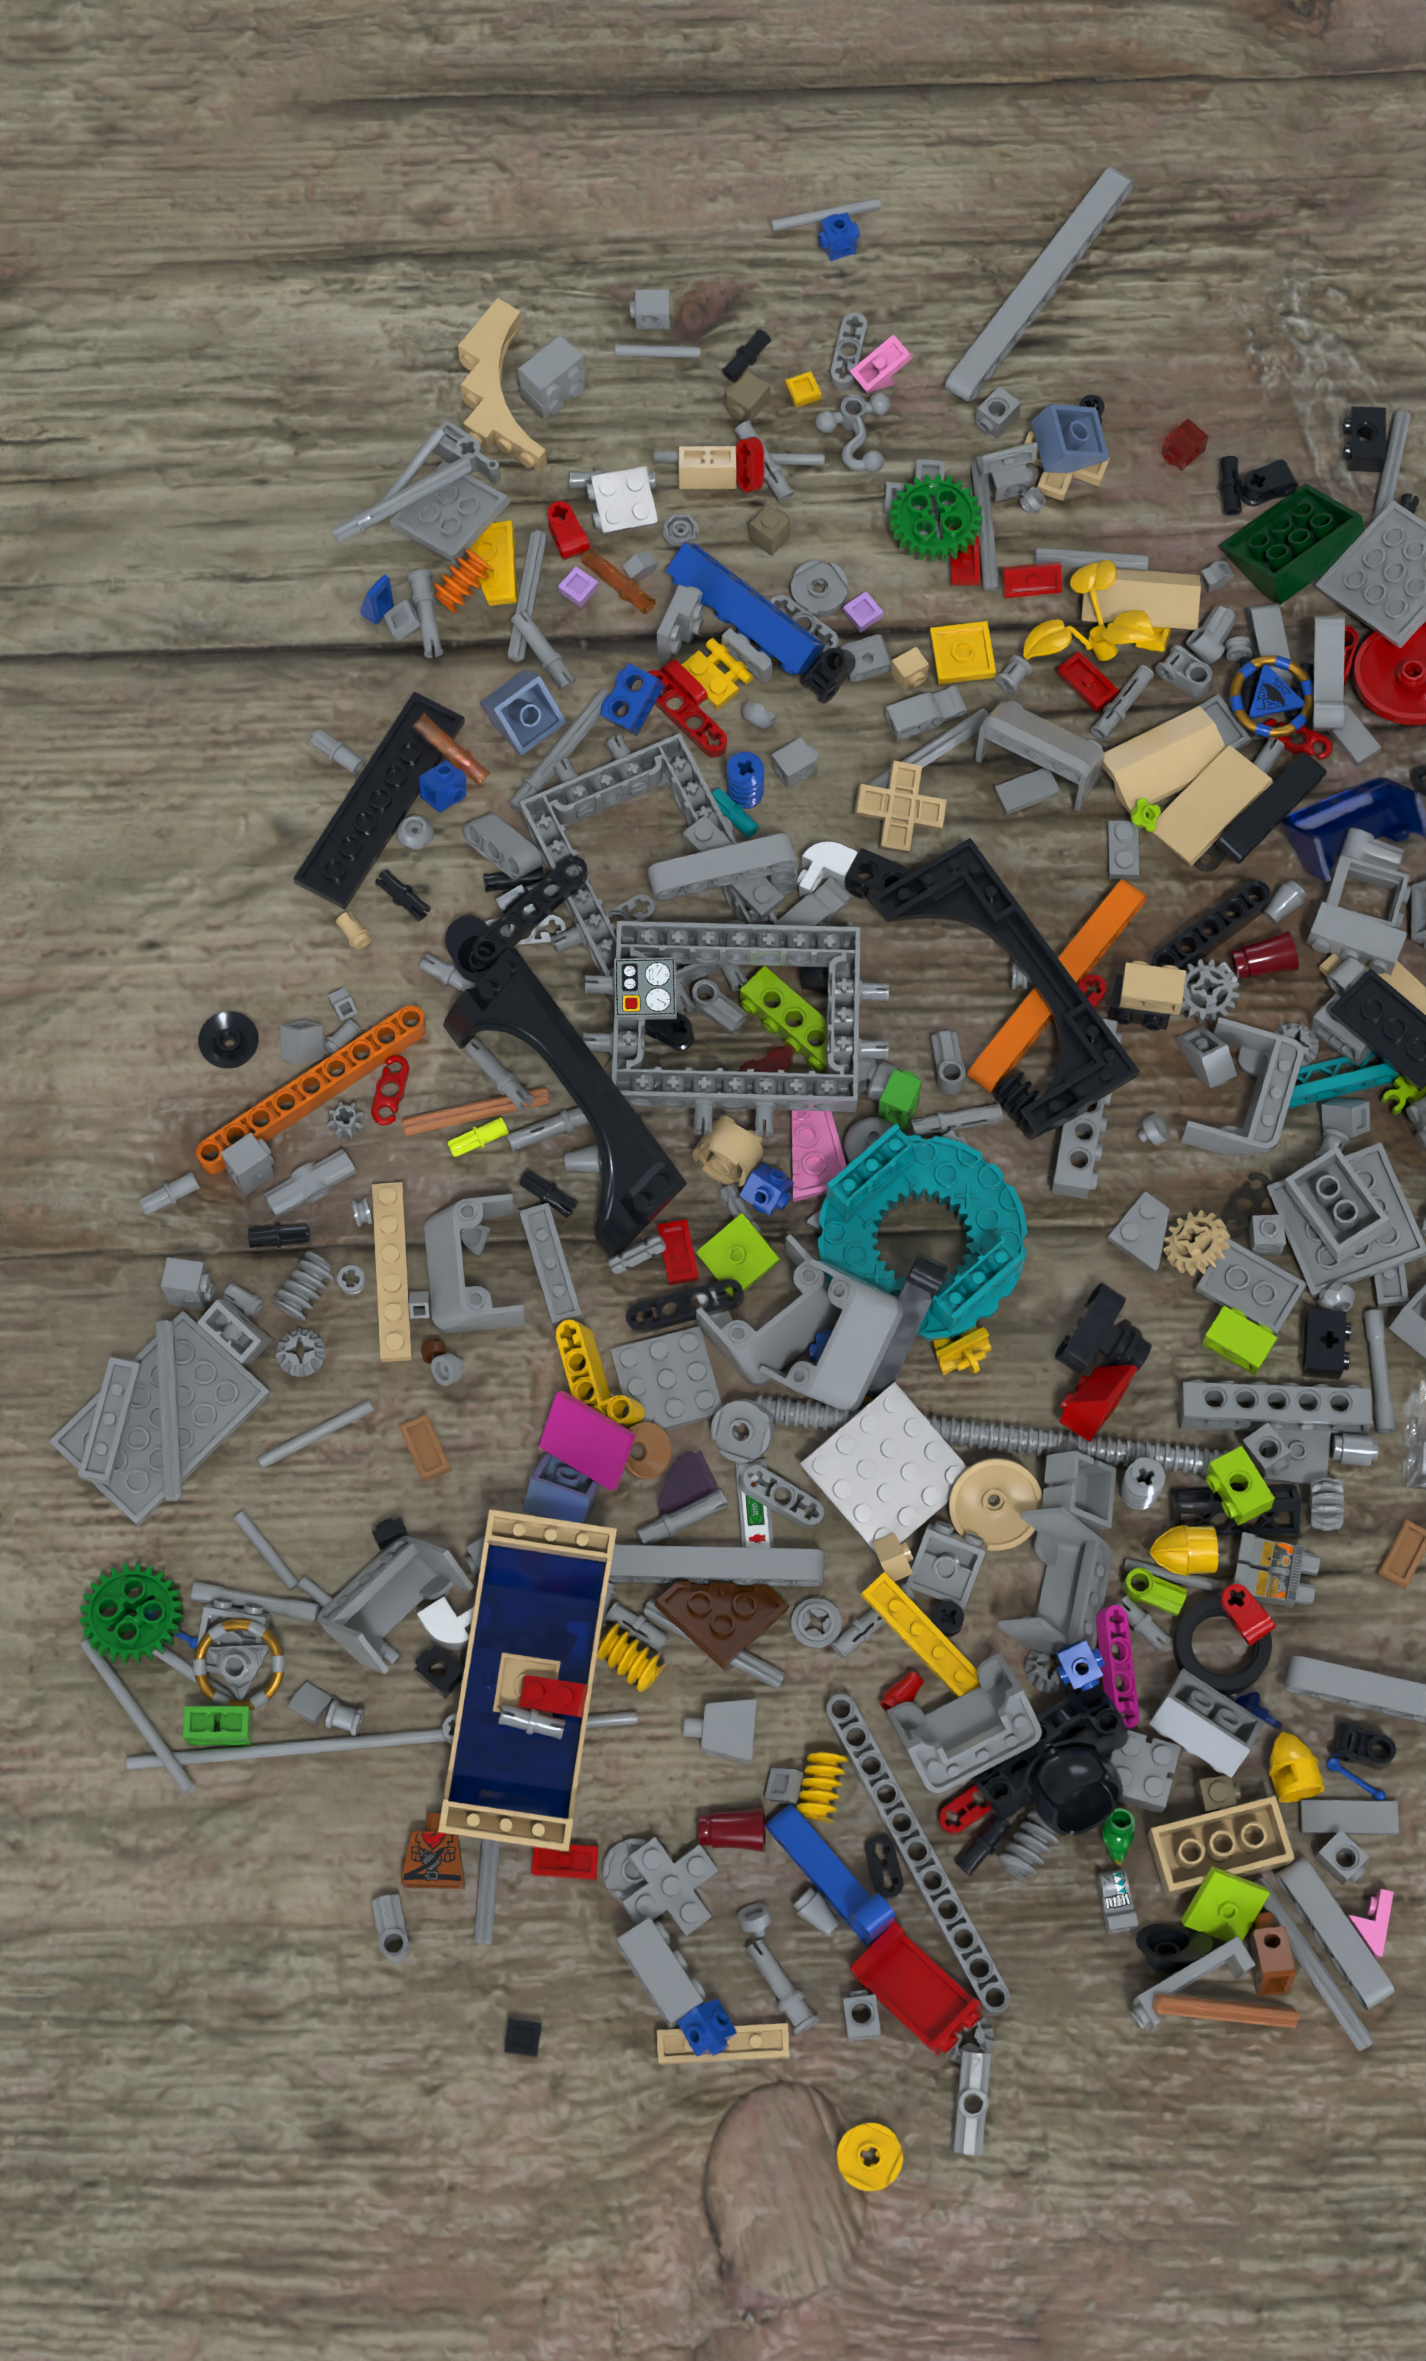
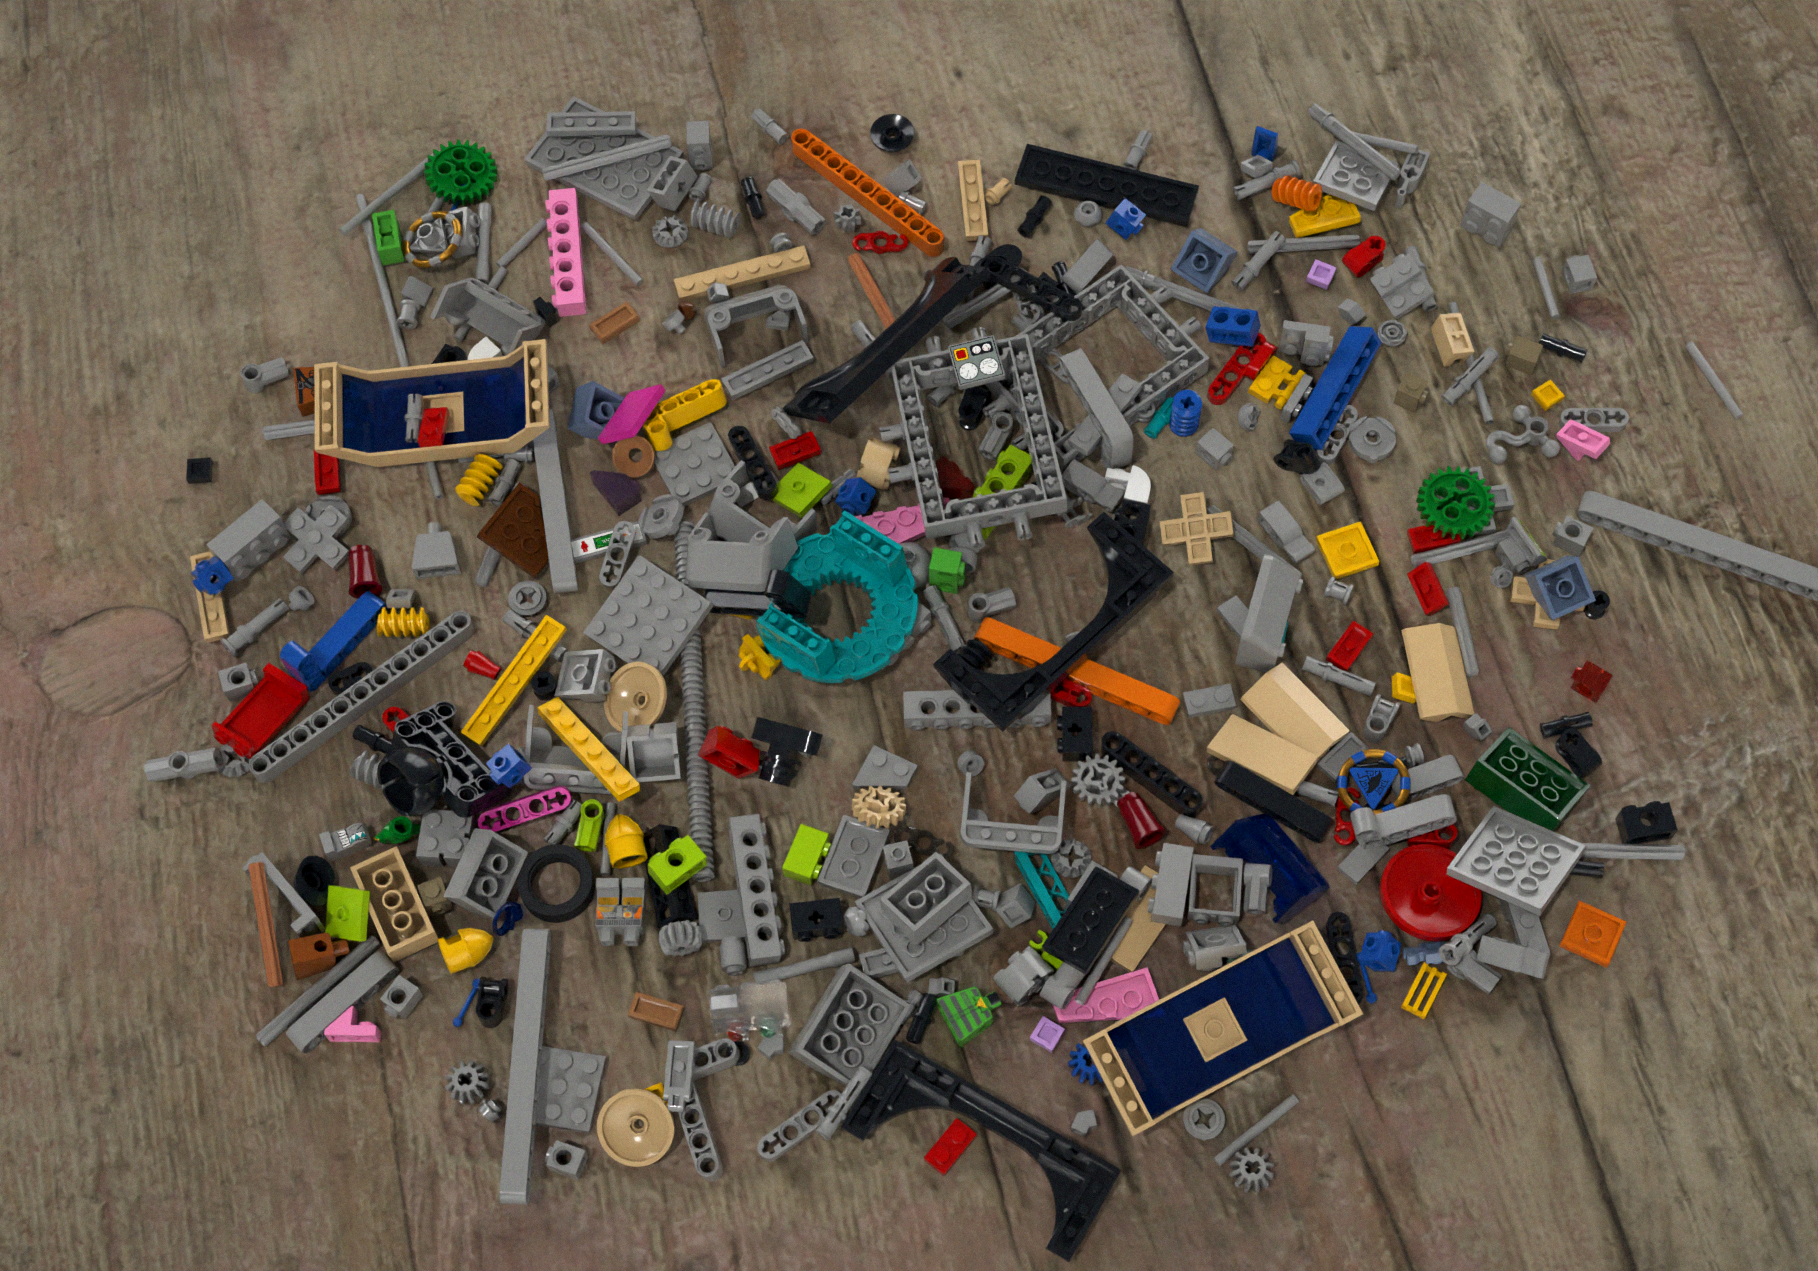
camera: 80 degrees right, 5 degrees down
(224, 1473) = (573, 301): none -> bright pink brick
(248, 1163) = (796, 161): light grey brick -> none
(342, 1004) = (938, 197): light grey piece -> none
(343, 1284) = (736, 252): light grey bush -> none
(358, 963) = (972, 199): none -> tan plate
(453, 751) = (1153, 224): clear orange pin -> none
(477, 1137) = (856, 304): neon yellow axle -> none
(484, 354) = (1501, 171): tan arch -> none
(506, 1082) = (900, 307): light grey pin -> none
(548, 1193) = (821, 357): black axle -> none
(623, 585) = (1330, 307): clear orange pin -> none
(677, 1520) = (594, 498): light grey pin -> none
(750, 464) = (1461, 364): red beam -> none
(815, 1910) = (312, 635): light grey cone -> none
(838, 236) = (1693, 389): blue brick -> none
(863, 611) = (1361, 473): lavender plate -> none
(887, 2150) = (143, 720): yellow plate -> none
(893, 1556) = (580, 634): tan plate -> none
(910, 669) = (1320, 514): tan plate -> none
(969, 1731) = (446, 702): light grey windscreen -> none
(1056, 1572) = (588, 749): none -> yellow plate
(1127, 628) = (1387, 648): yellow plant -> none
(1139, 818) = (1245, 702): lime plate -> none
(1142, 1484) = (669, 798): light grey piece -> none
(1152, 988) = (1081, 730): tan brick -> none
(1209, 639) = (1413, 729): light grey piece -> none
(1250, 1618) = (574, 888): red piece -> none
(1264, 1438) = (715, 877): light grey brick -> none
(1349, 1816) = (436, 1001): light grey tile -> none

